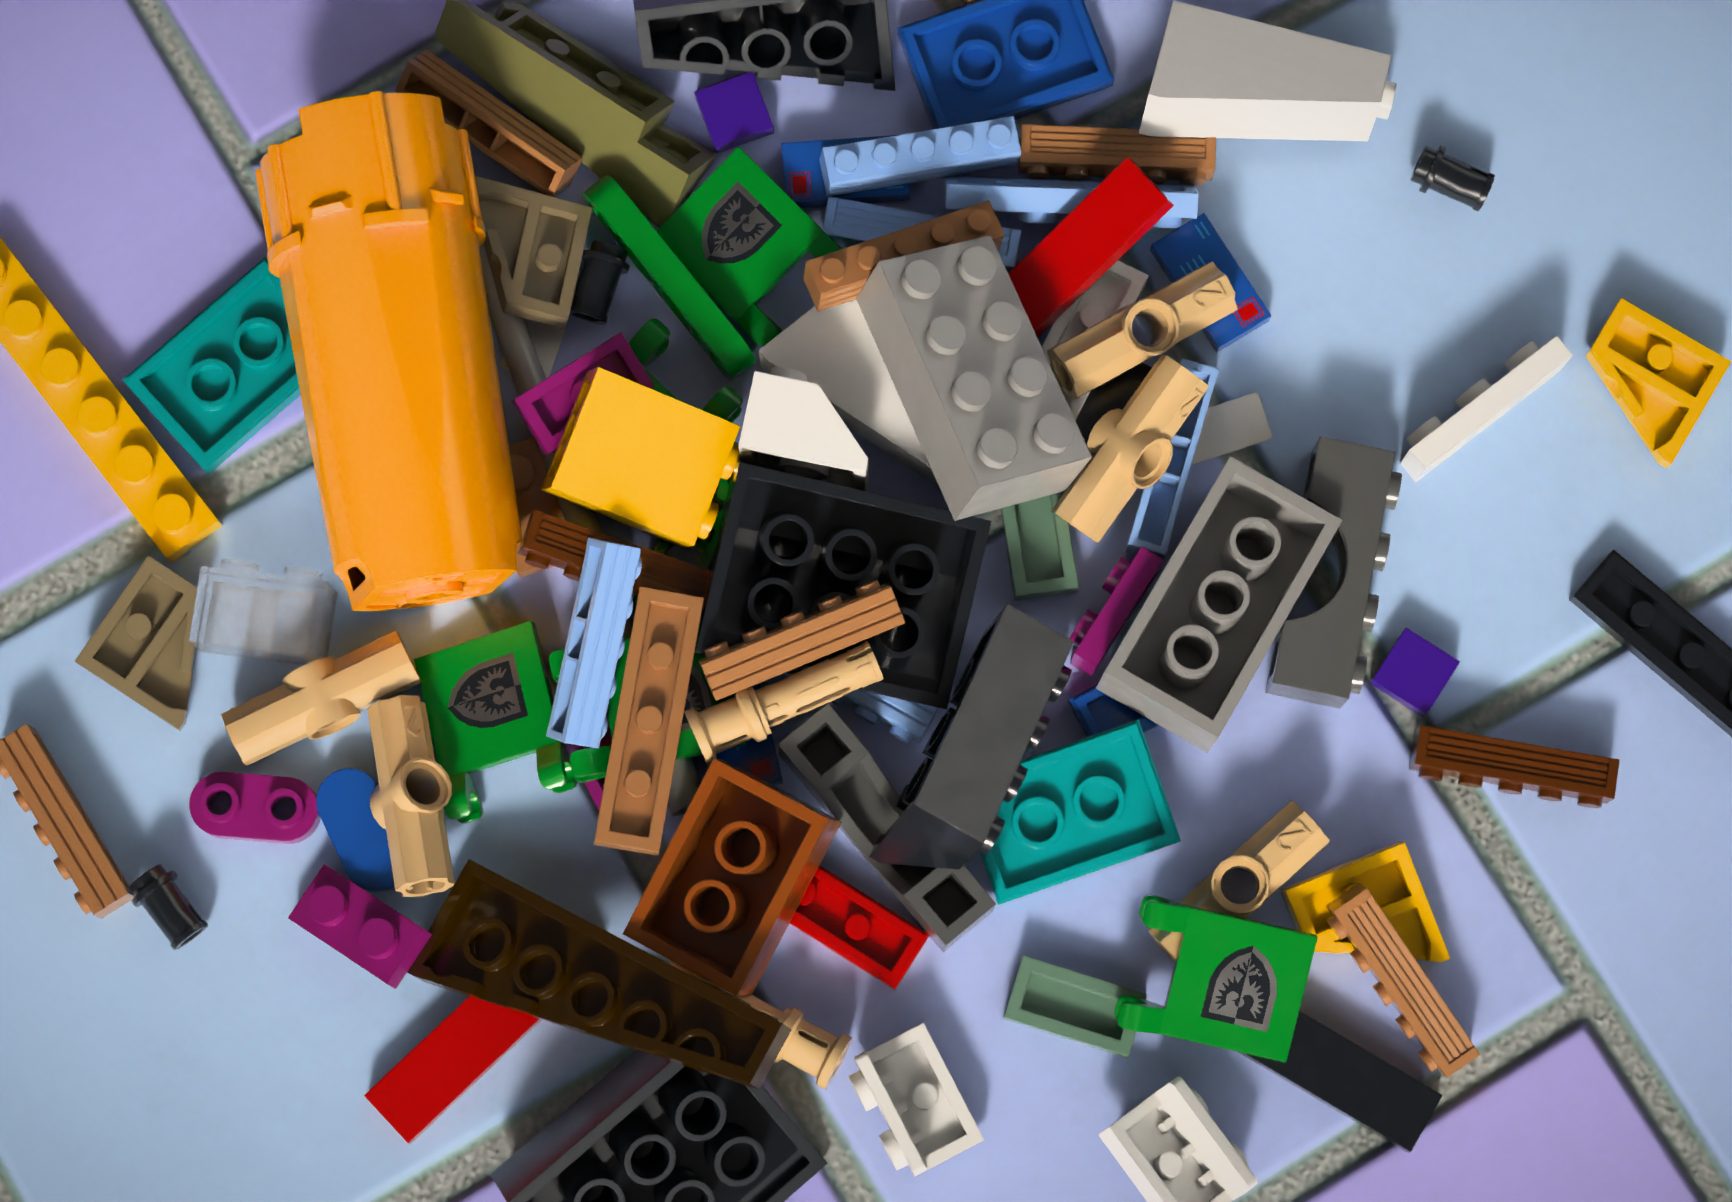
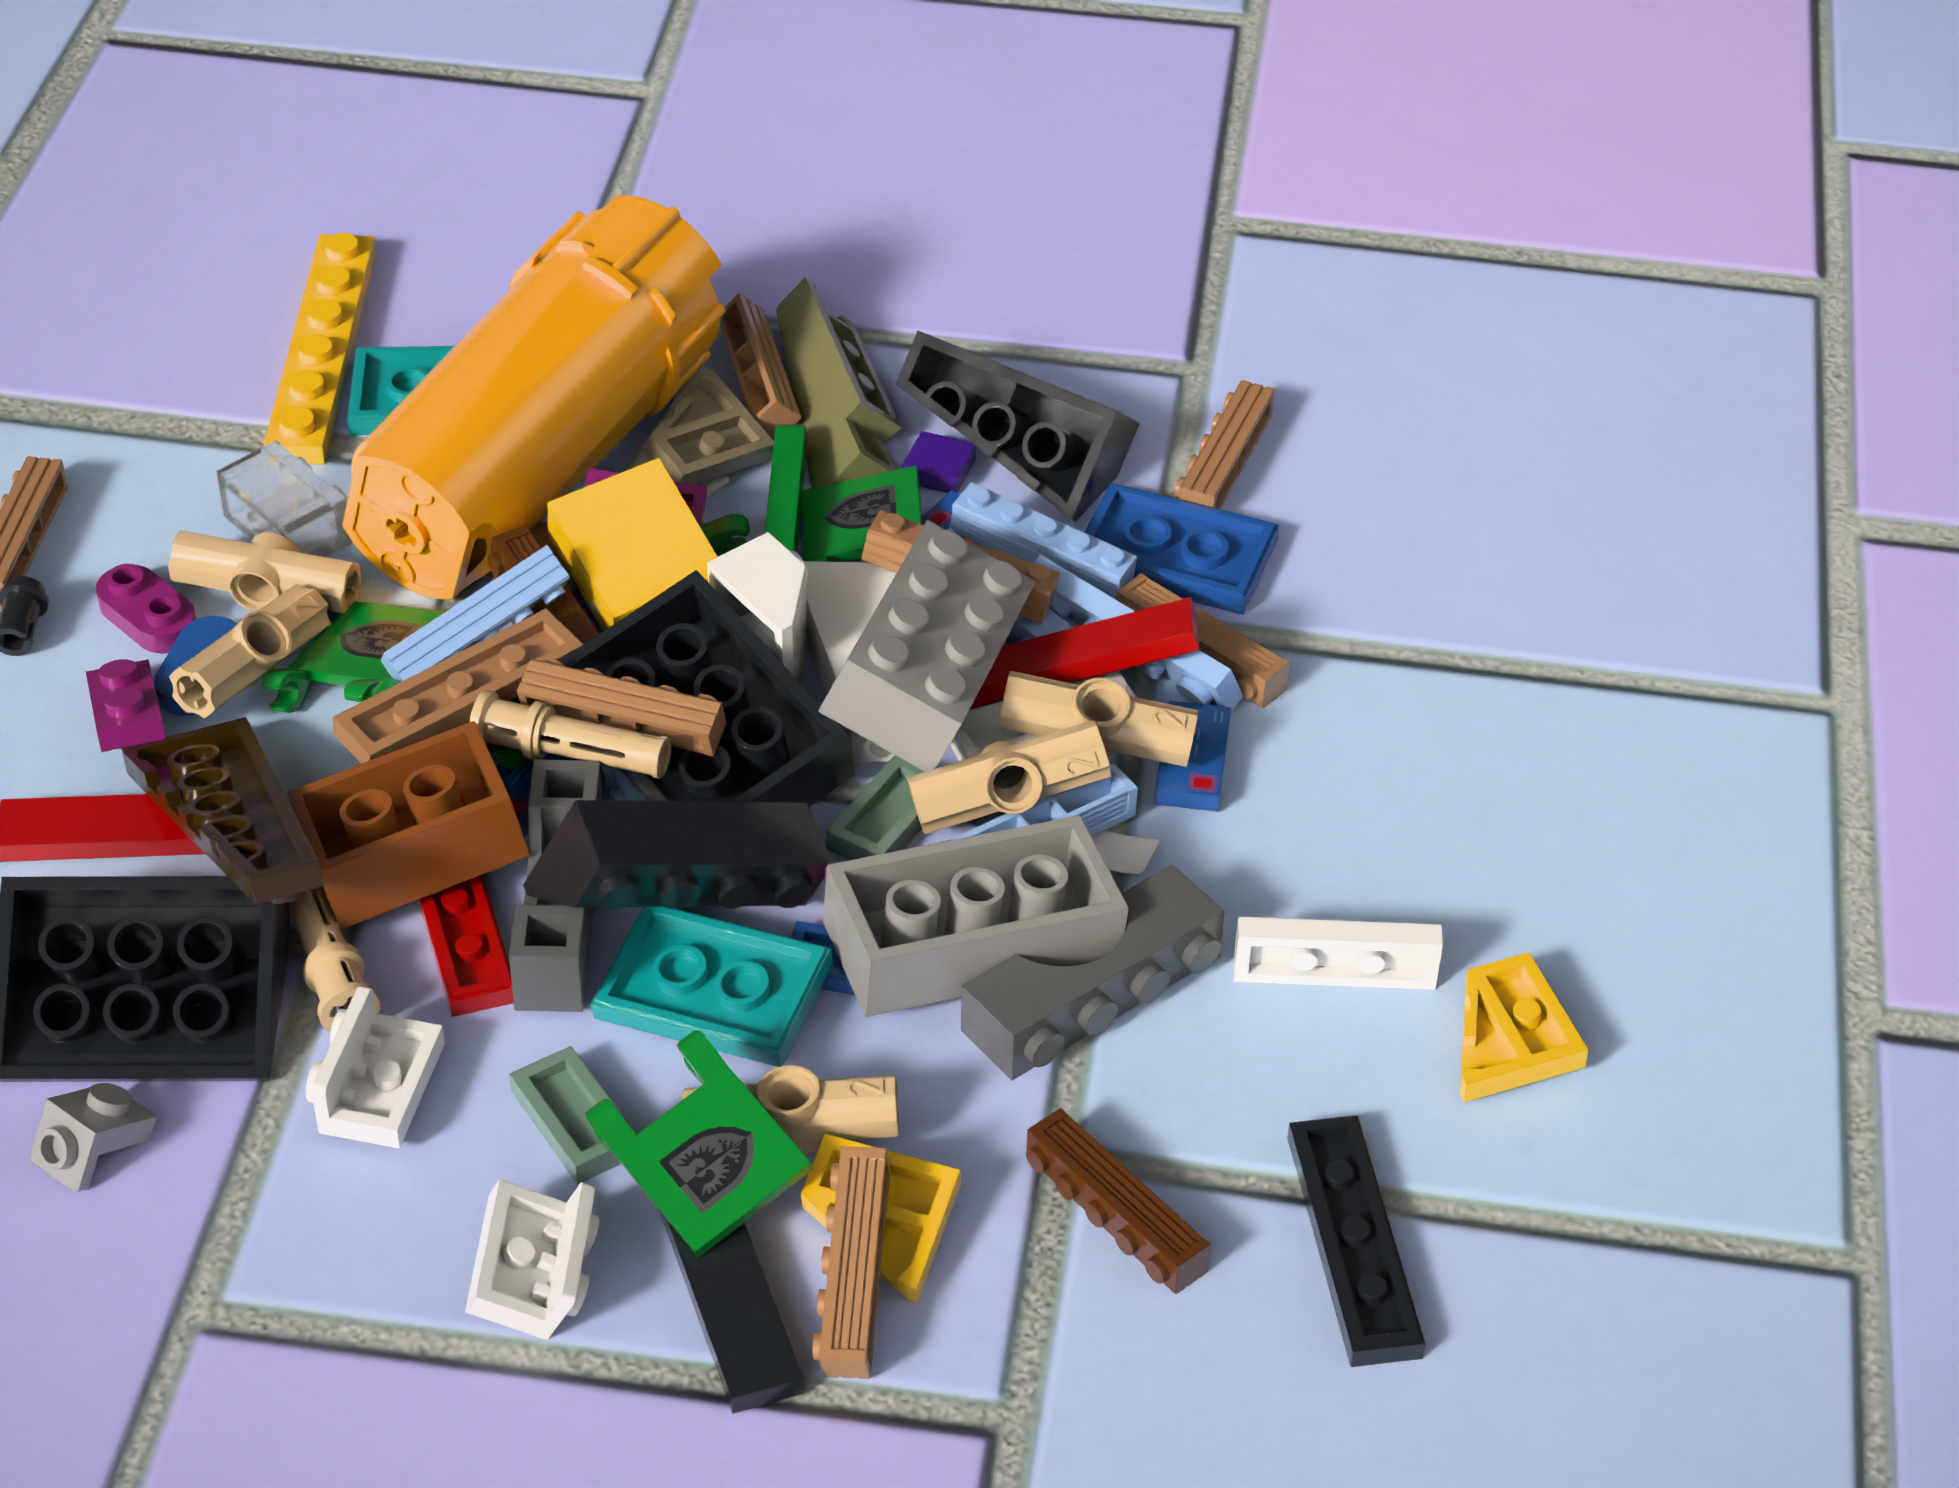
camera: 40 degrees right, 35 degrees down
(146, 643) = (182, 477): dark tan wing -> none
(599, 281) = (736, 484): black pin -> none
(1261, 82) = (1353, 650): white slope -> none
(1414, 672) = (1098, 1088): dark purple tile -> none
(1452, 178) = (1451, 795): black pin -> none

